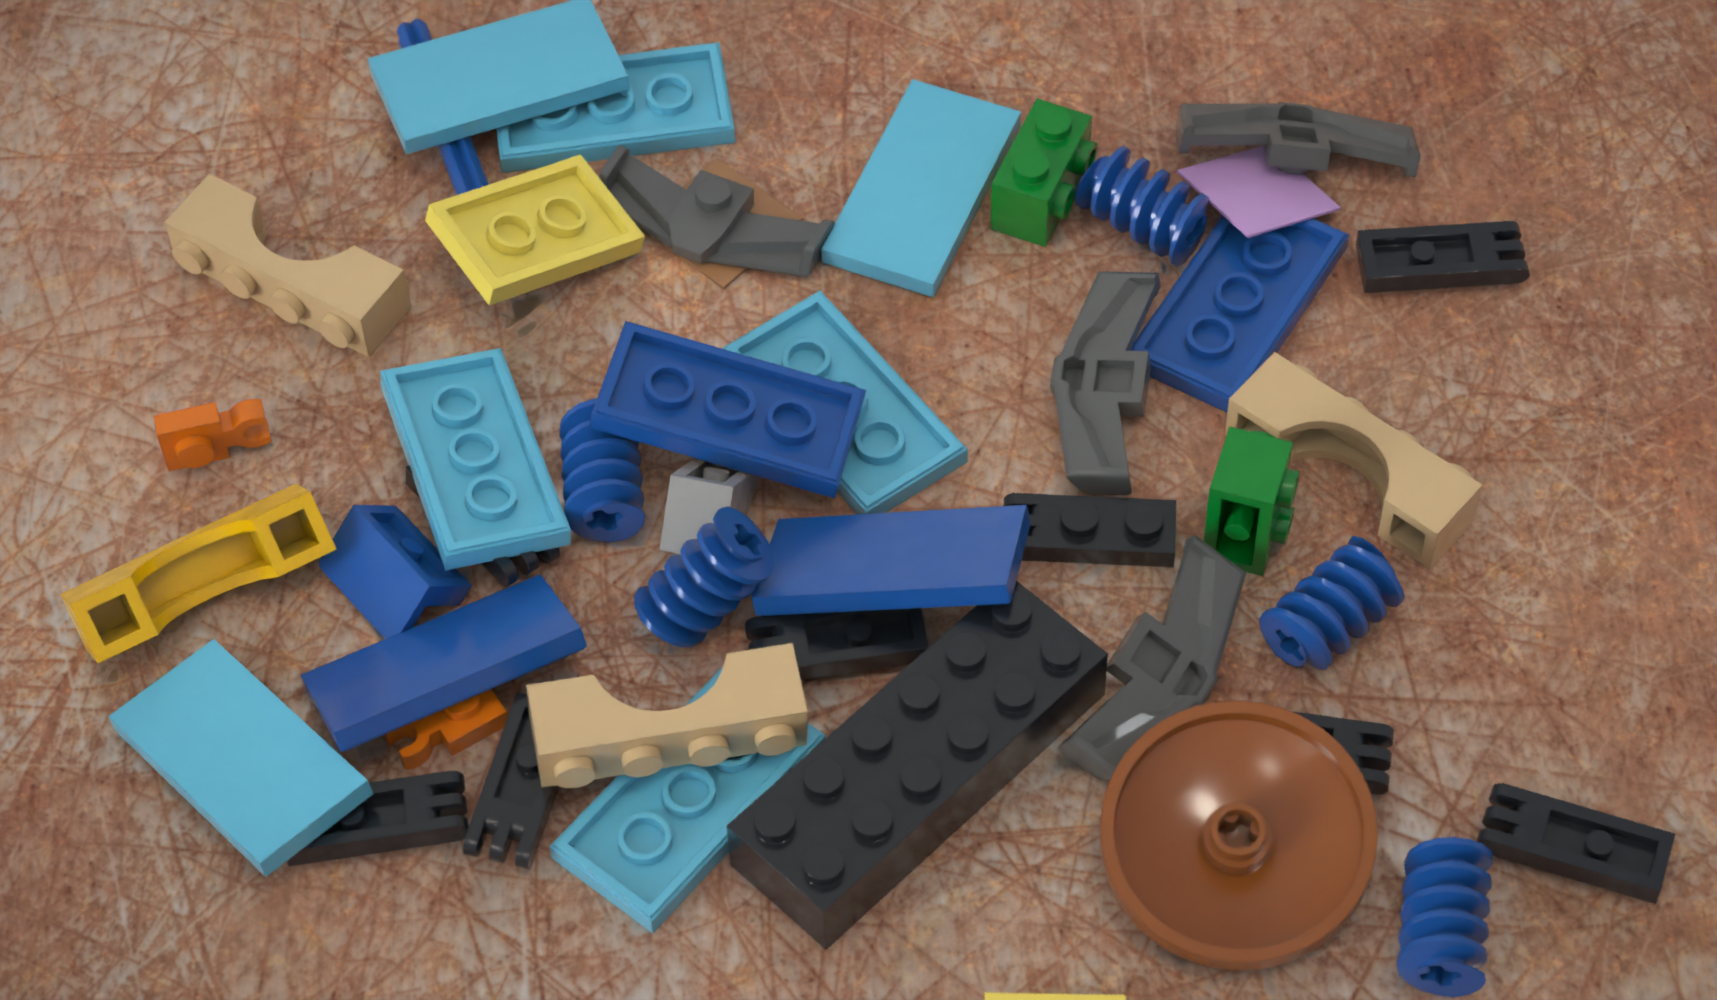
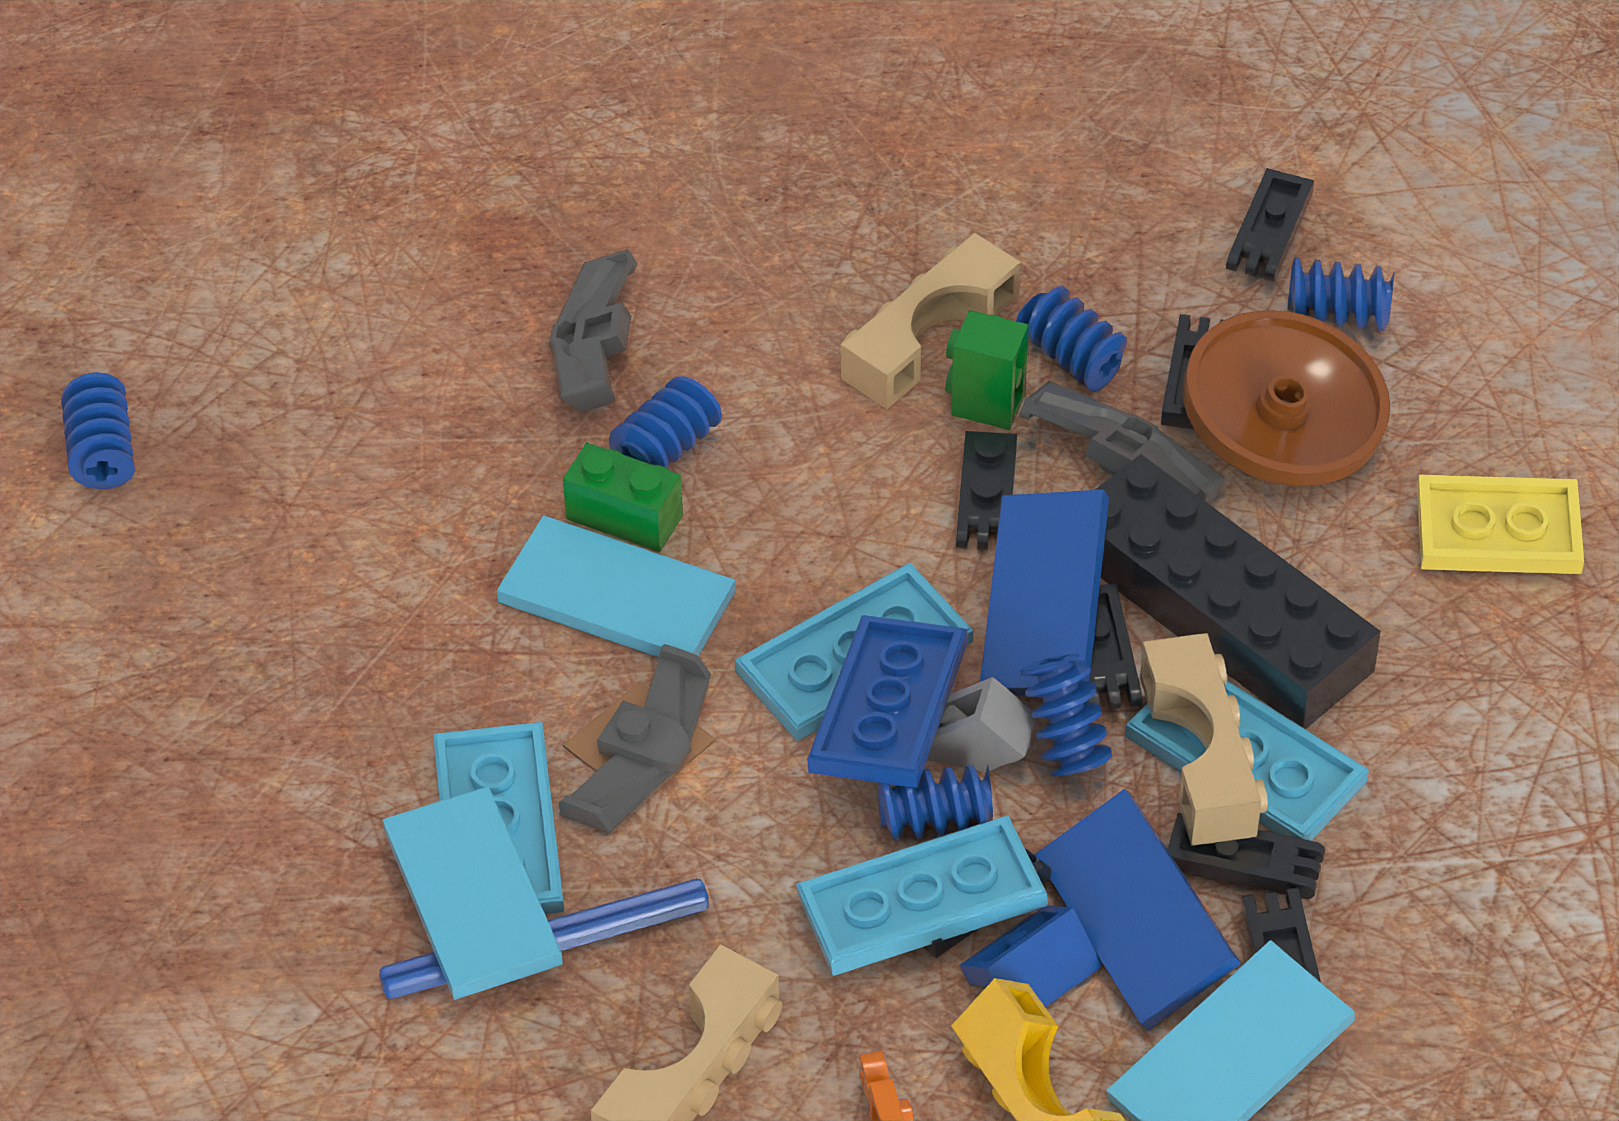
camera: 90 degrees left, 5 degrees down
(534, 229) = (669, 854): light yellow plate -> none
(1102, 380) = (847, 466): dark grey plate -> none
(1237, 306) = (760, 387): blue tile -> none
(1255, 194) = (652, 360): lavender piece -> none
(1441, 256) = (725, 258): black hinge -> none

